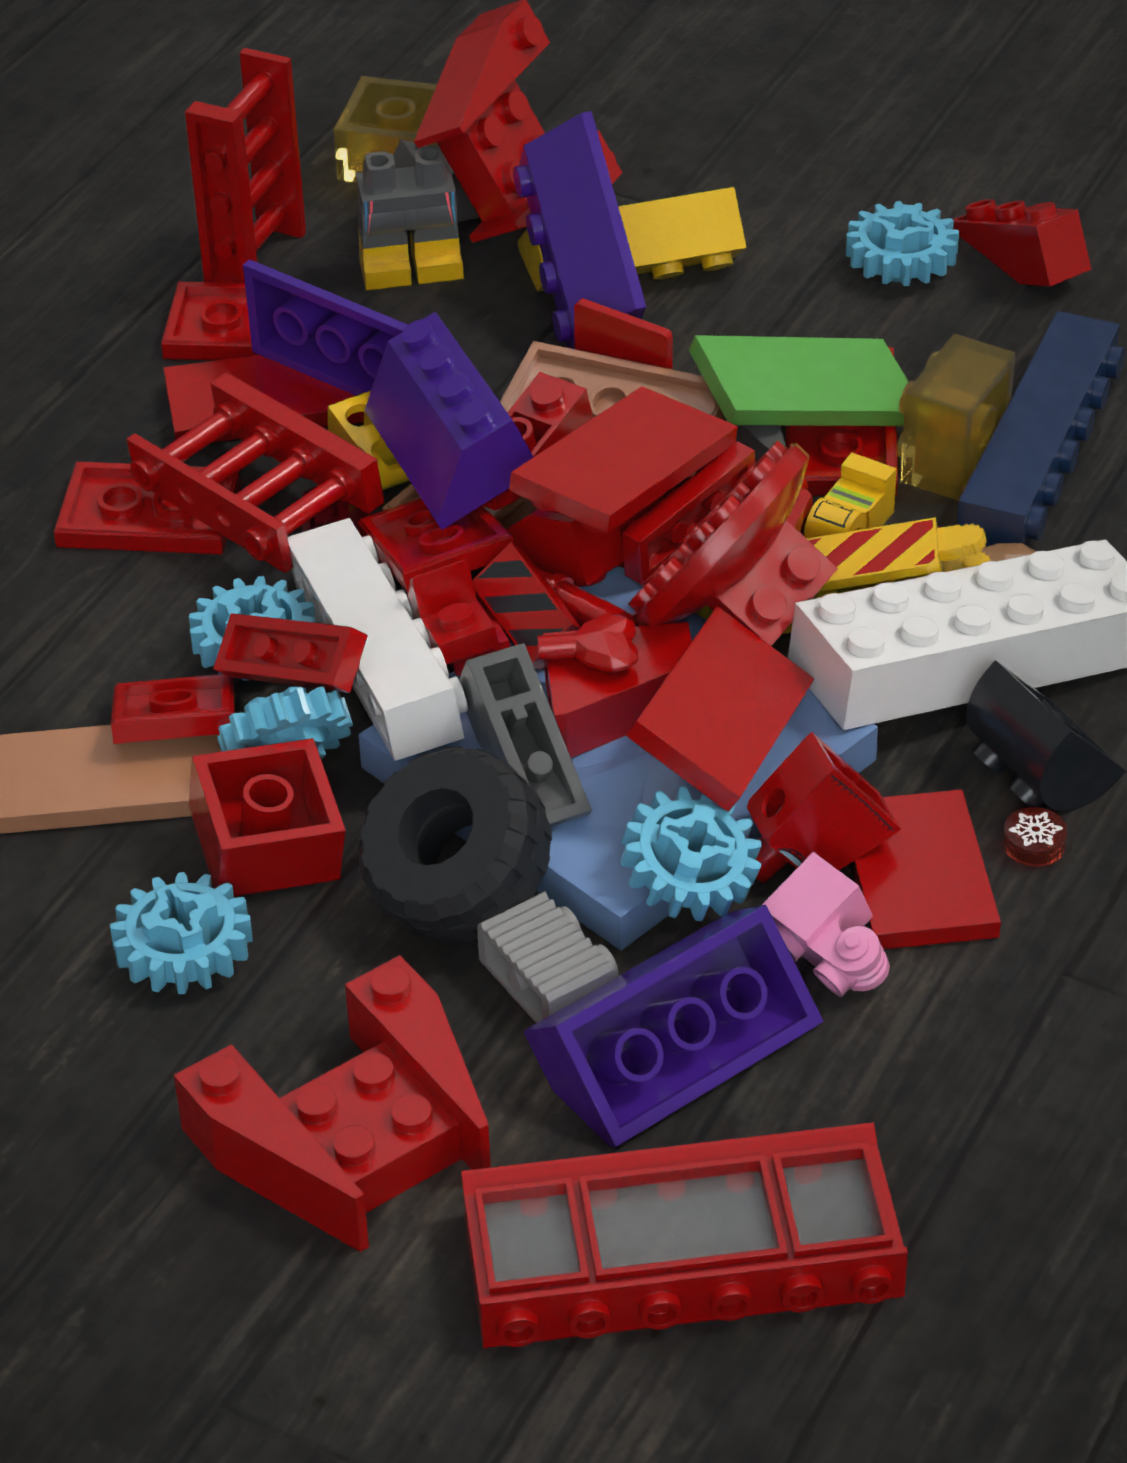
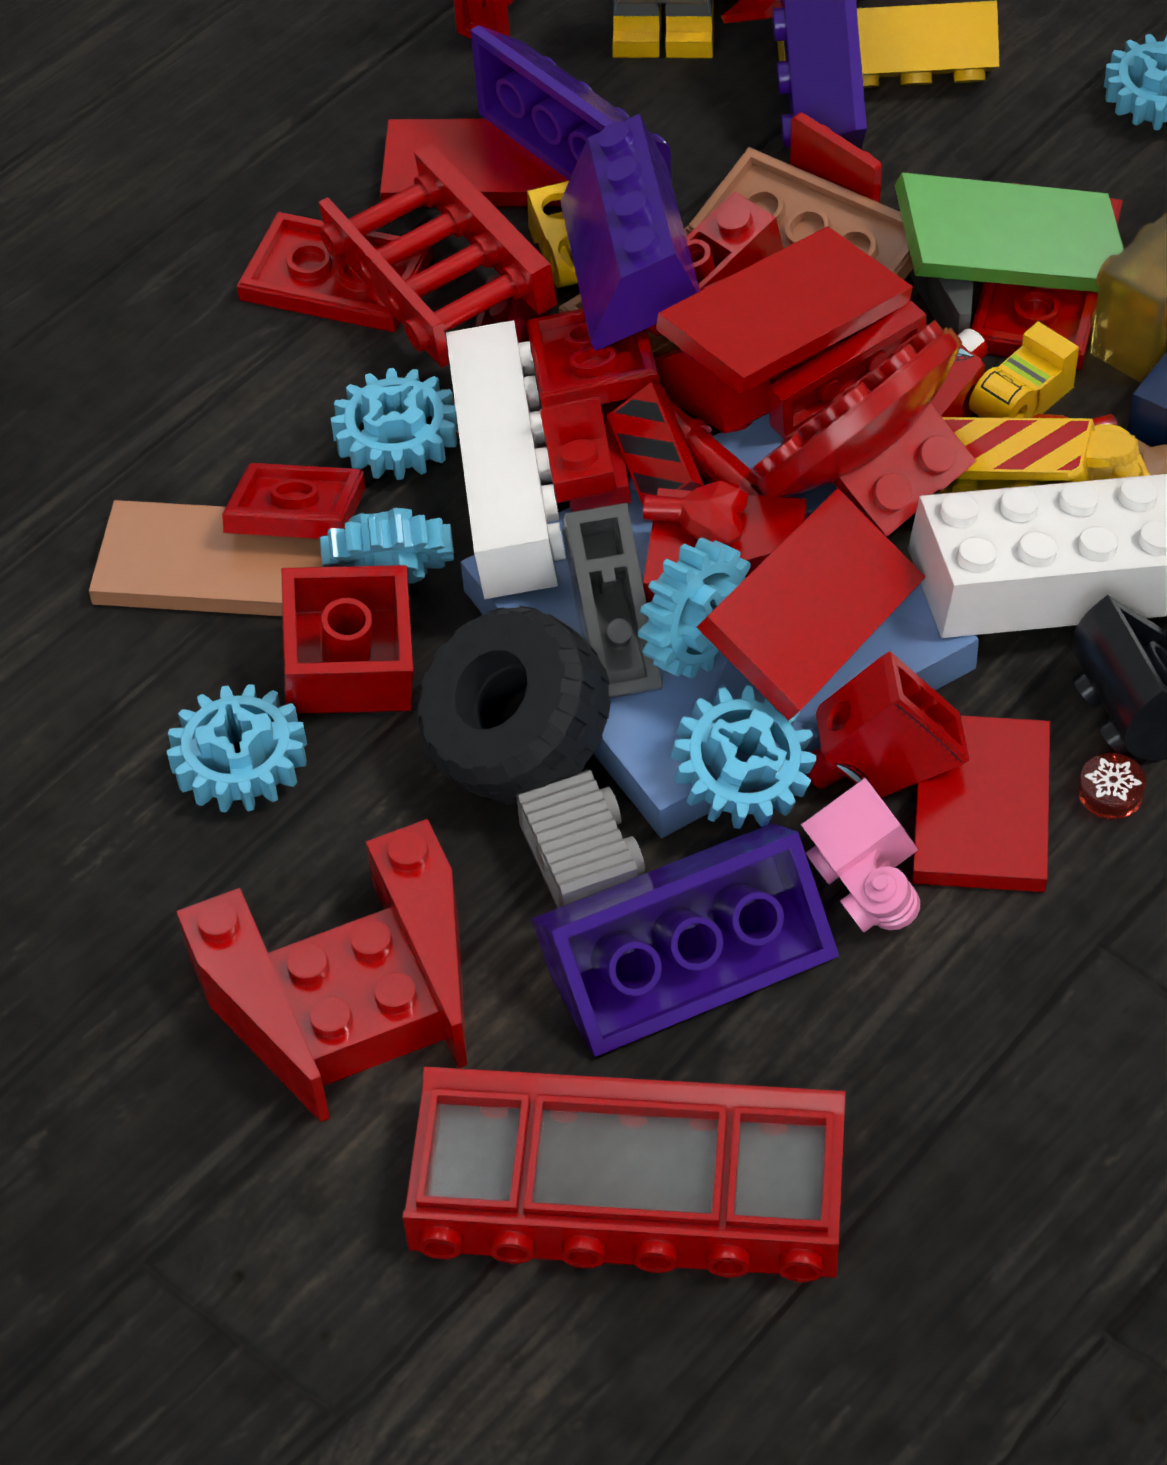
camera: 15 degrees right, 10 degrees up
(208, 322) = (441, 76): red tile -> none
(290, 652) = (409, 467): red plate -> none
(602, 719) = (683, 599): none -> medium azure gear

